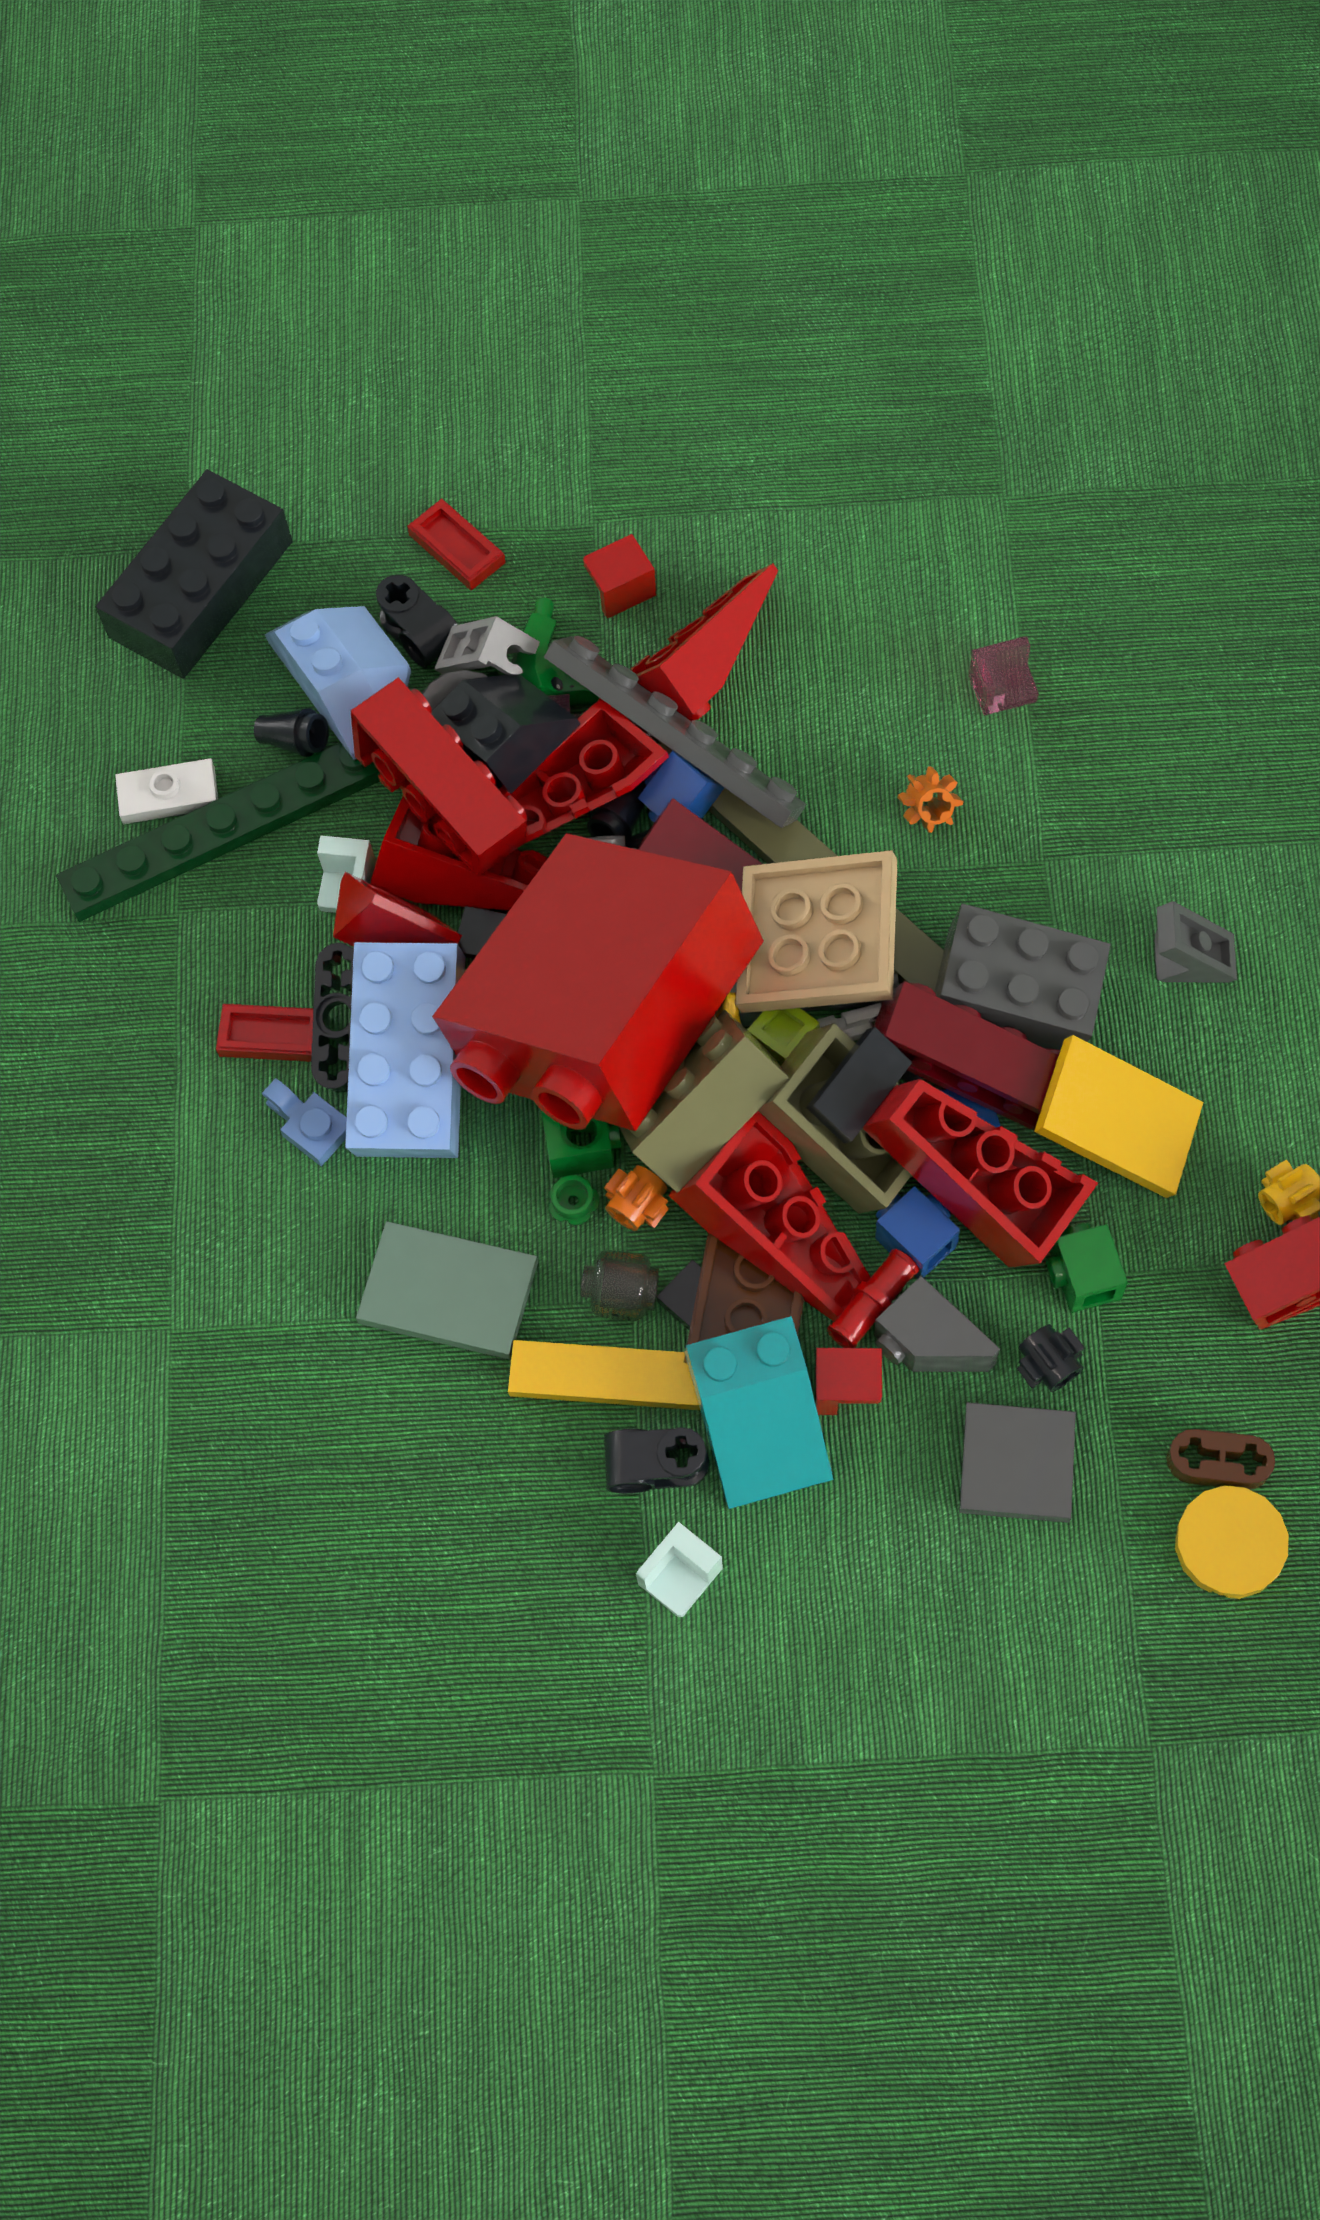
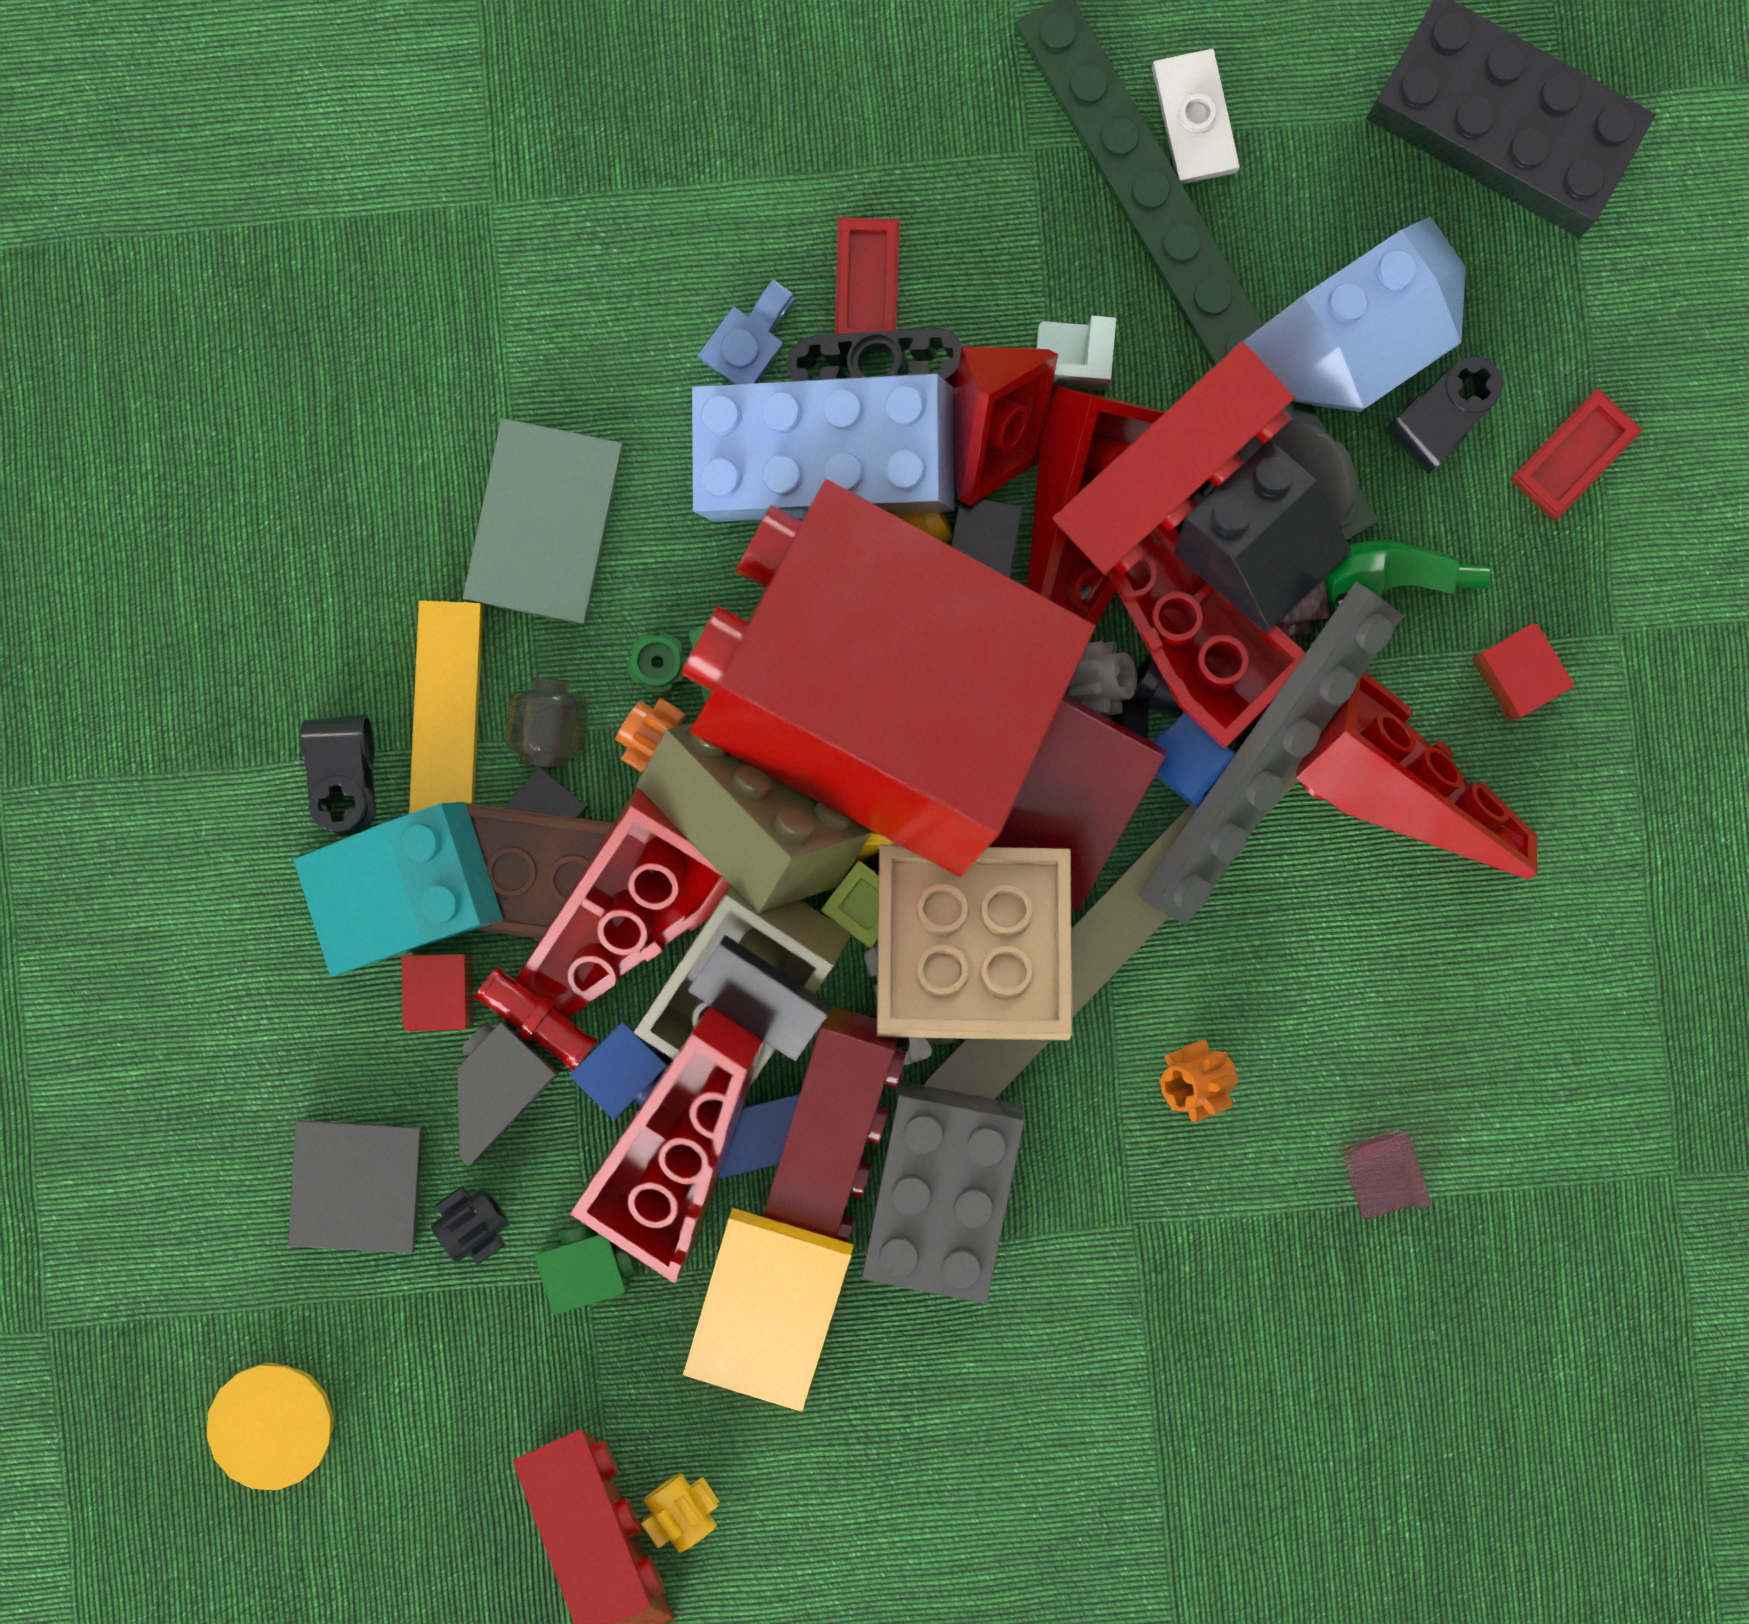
camera: 85 degrees right, 20 degrees up
(294, 731) = (1277, 269): black cone -> none
(484, 645) = (1383, 501): light grey hinge -> none
(679, 1570) = (217, 808): light aqua panel -> none
(1192, 947) = (1002, 1408): dark grey slope -> none
(1221, 1446) = (379, 1418): reddish brown beam -> none

